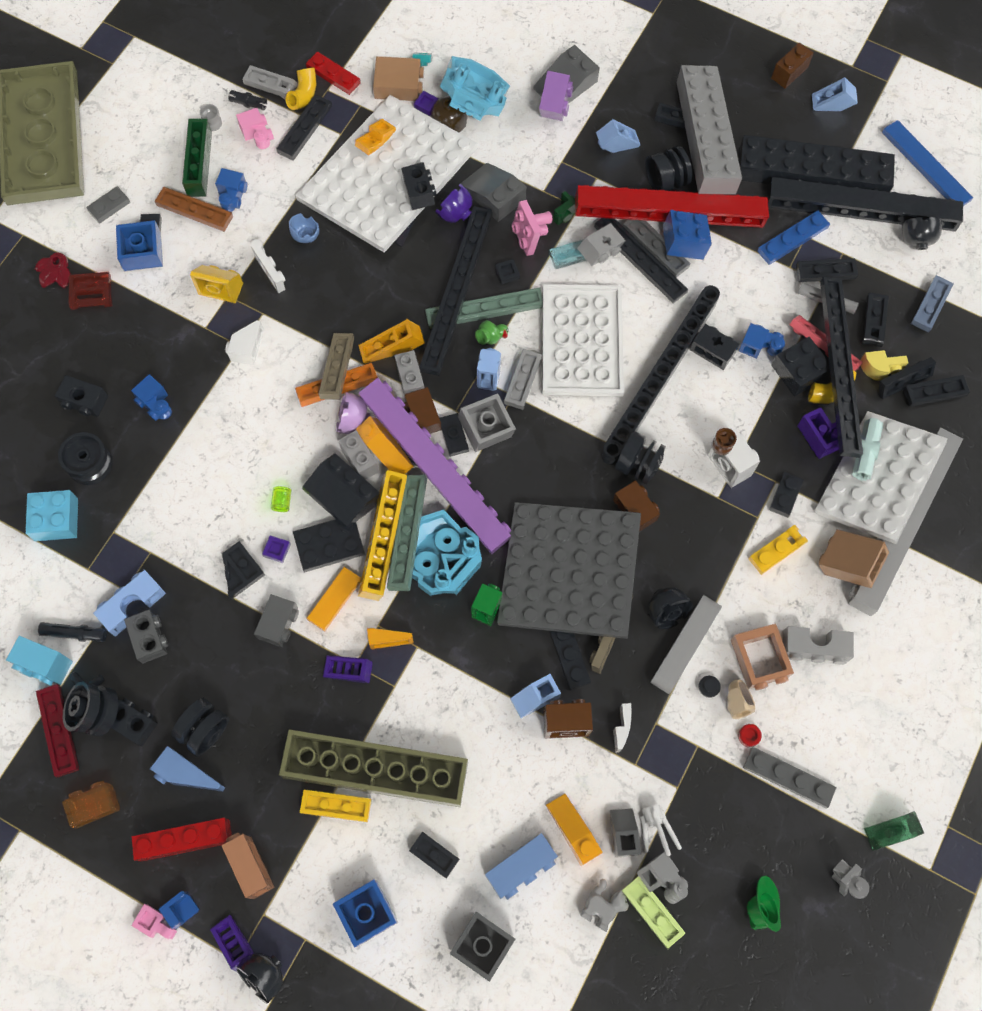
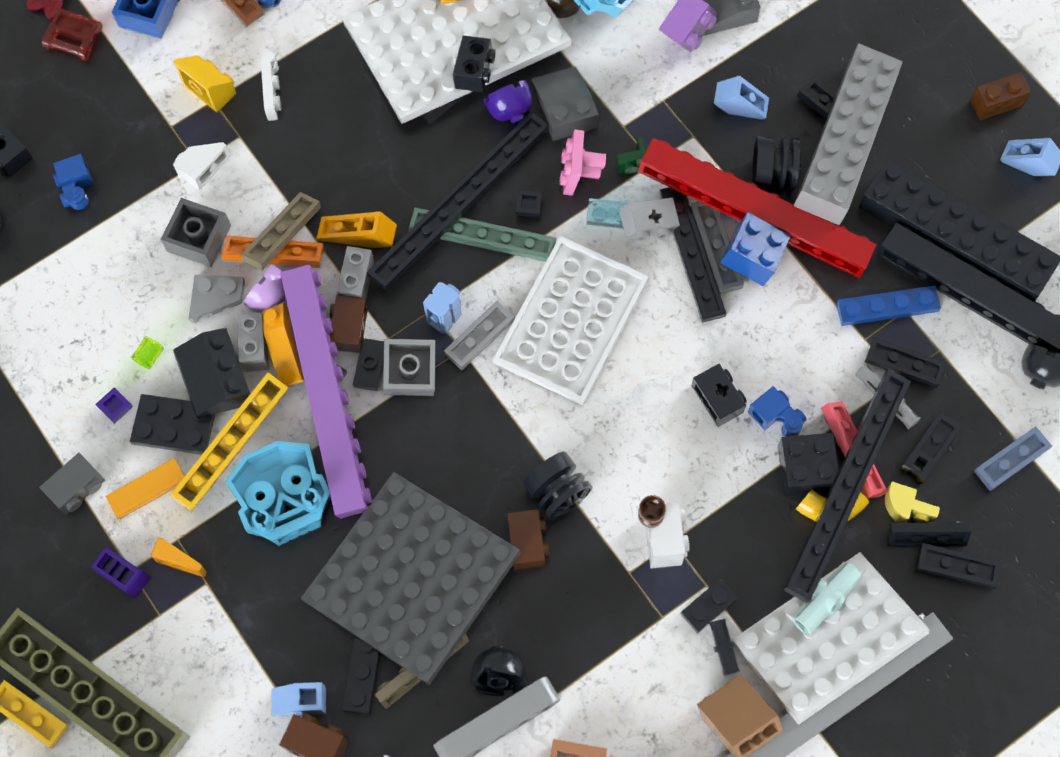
camera: 30 degrees right, 0 degrees up
(240, 569) = (66, 410): black wing -> none
(271, 394) = (196, 232): none -> dark grey brick
(303, 229) = (329, 59): medium blue hair -> none
(308, 435) = (214, 294): none -> light grey wing
(407, 534) = (254, 452): sand green tile -> none
(486, 604) = (298, 571): green brick -> none
(491, 334) = (468, 266): bright green animal -> none
(665, 365) = (647, 389): black beam -> none
(777, 550) = (663, 665): yellow plate -> none
(813, 517) = (724, 647): none -> black pin
(819, 432) = (784, 550): dark purple brick -> none

